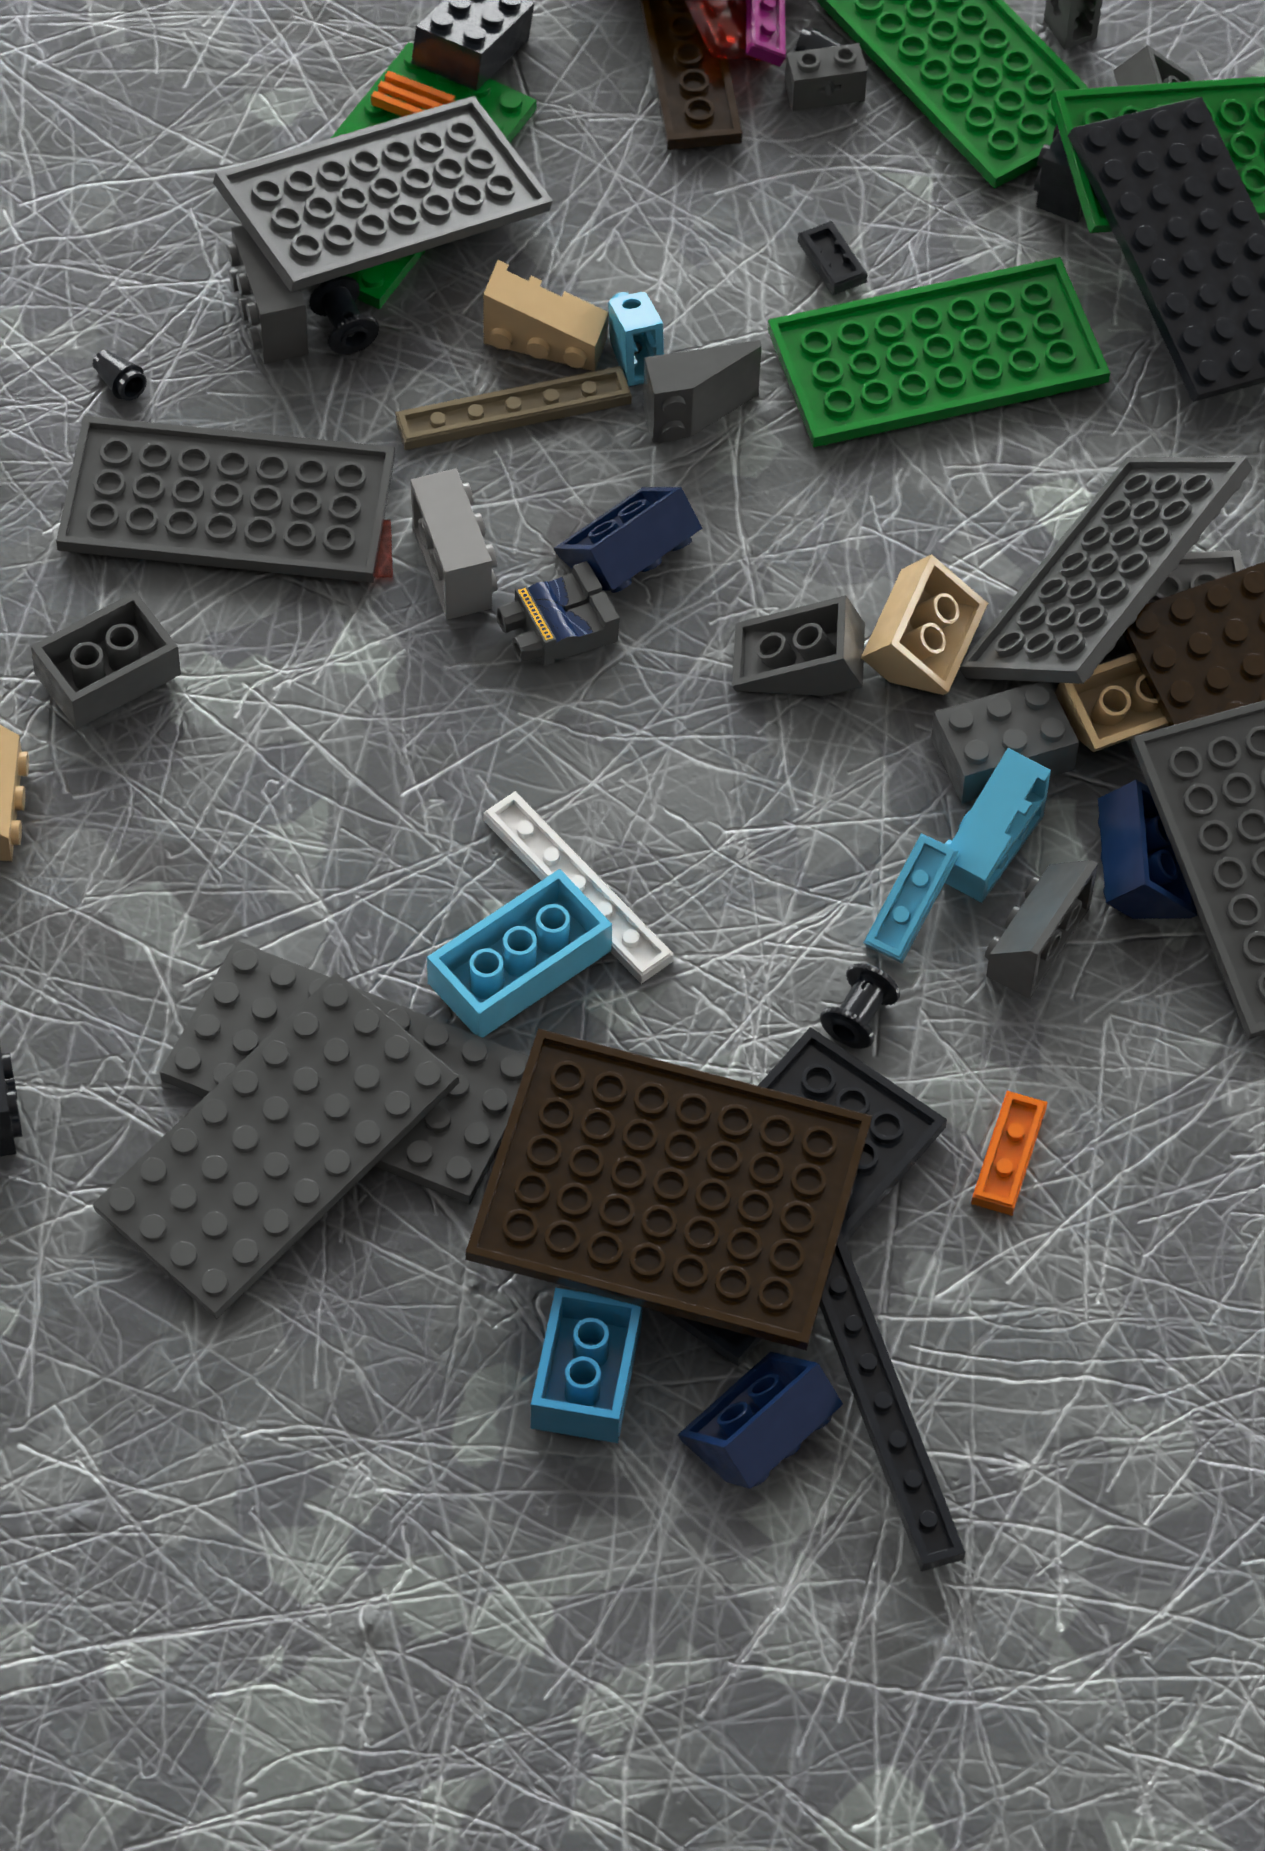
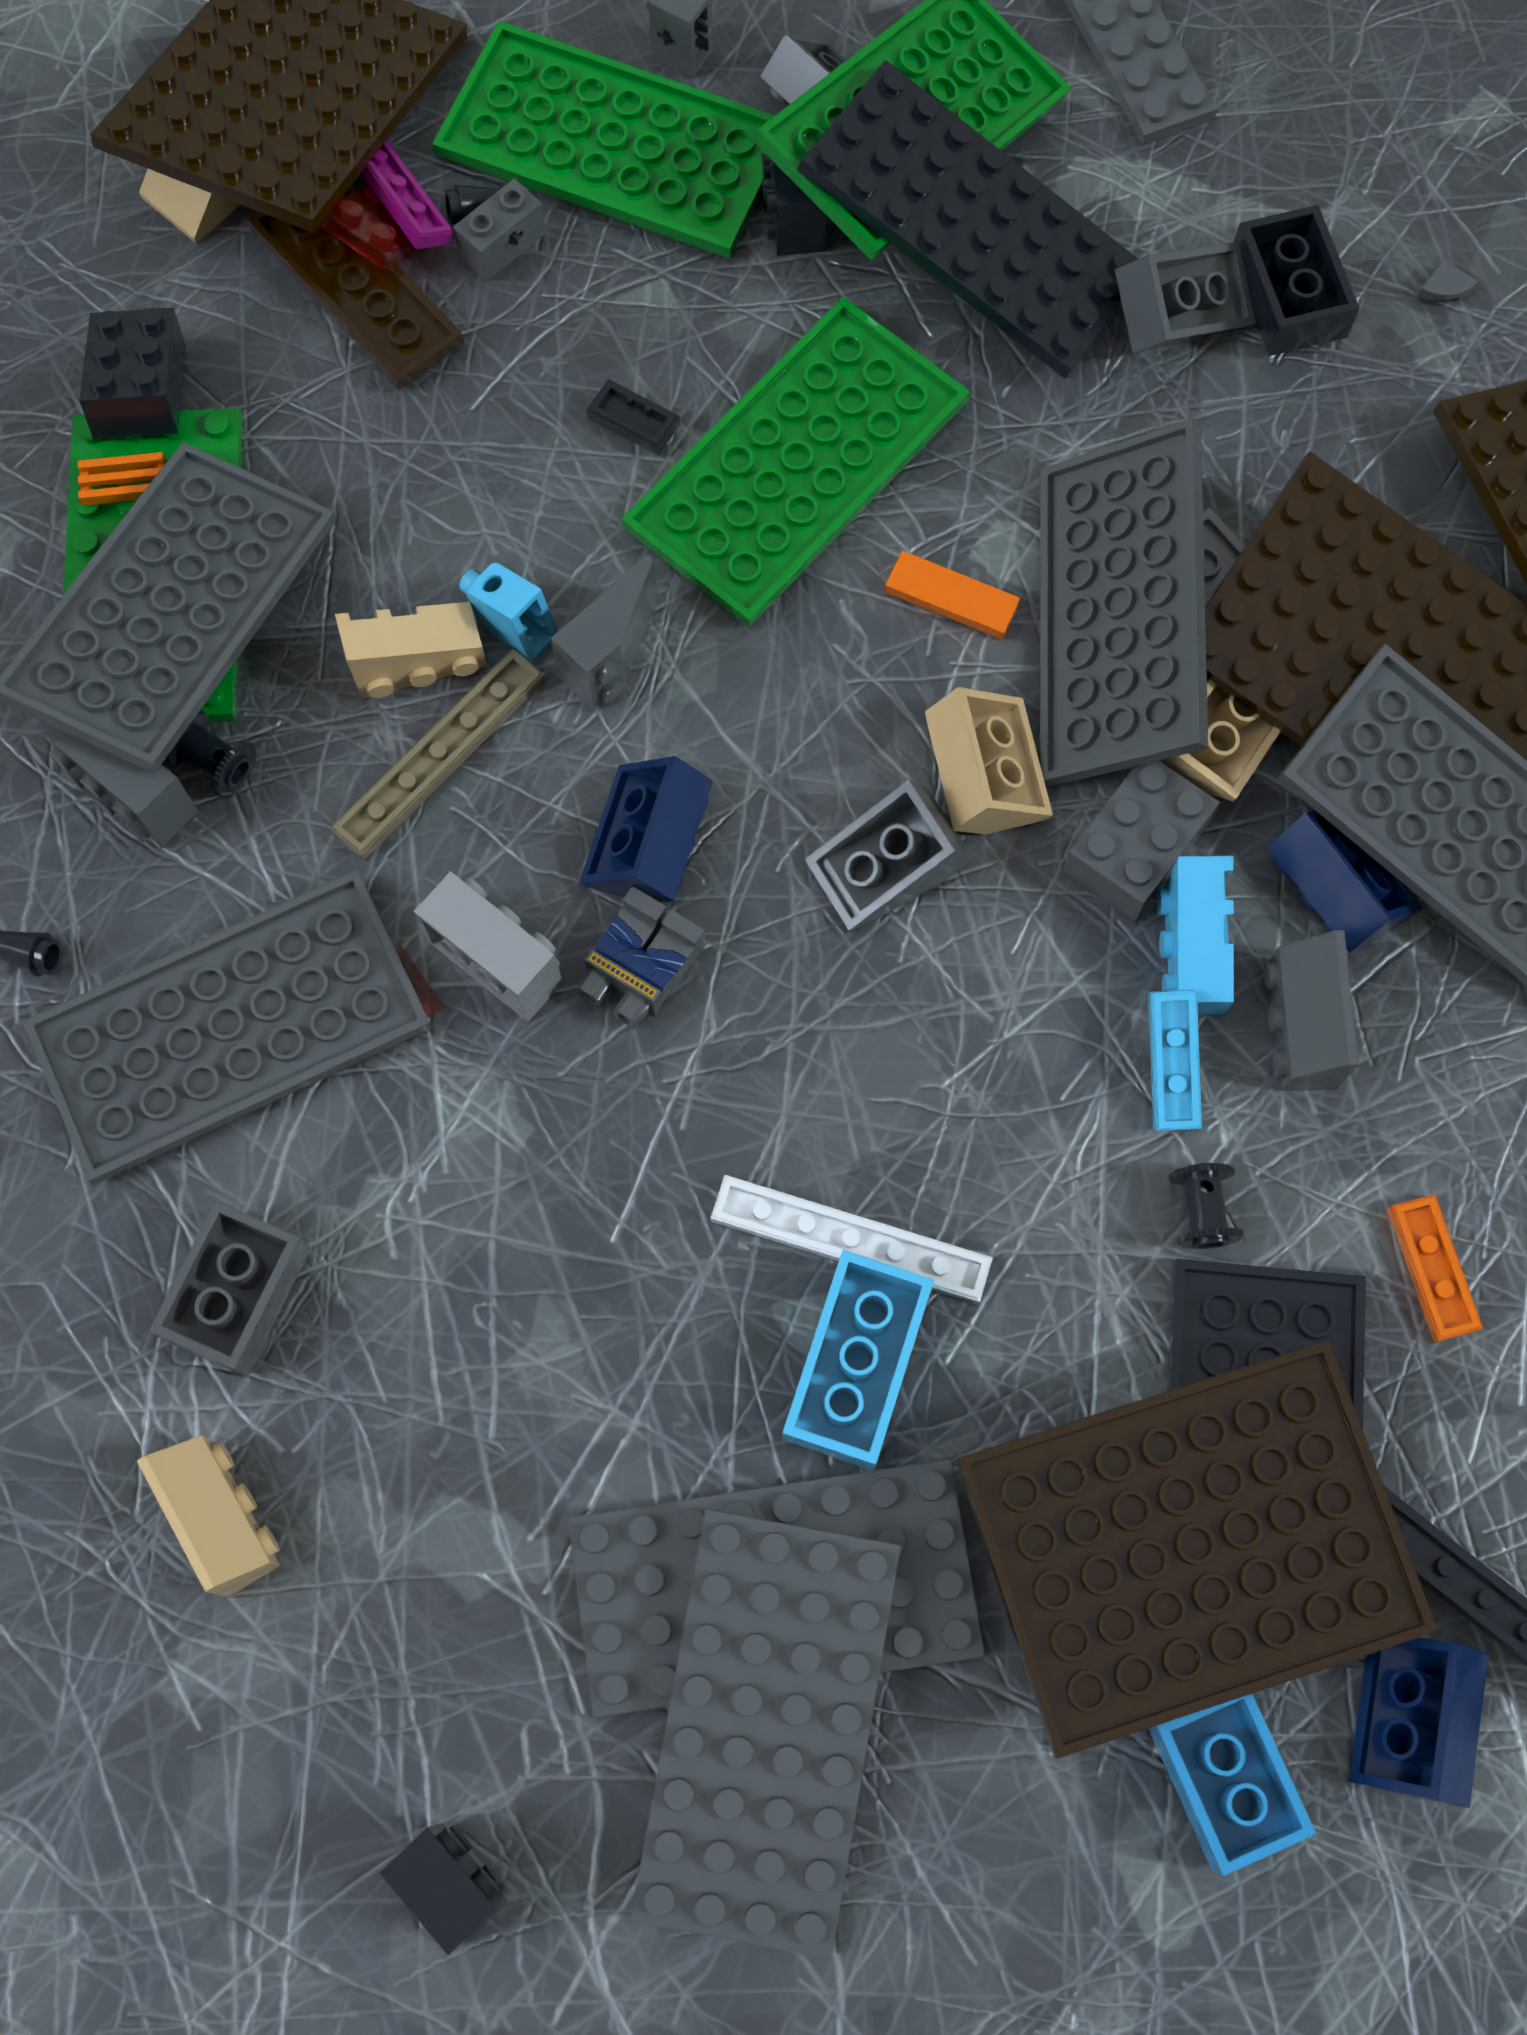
camera: 30 degrees left, 15 degrees up
(989, 507) = (952, 595): none -> orange tile

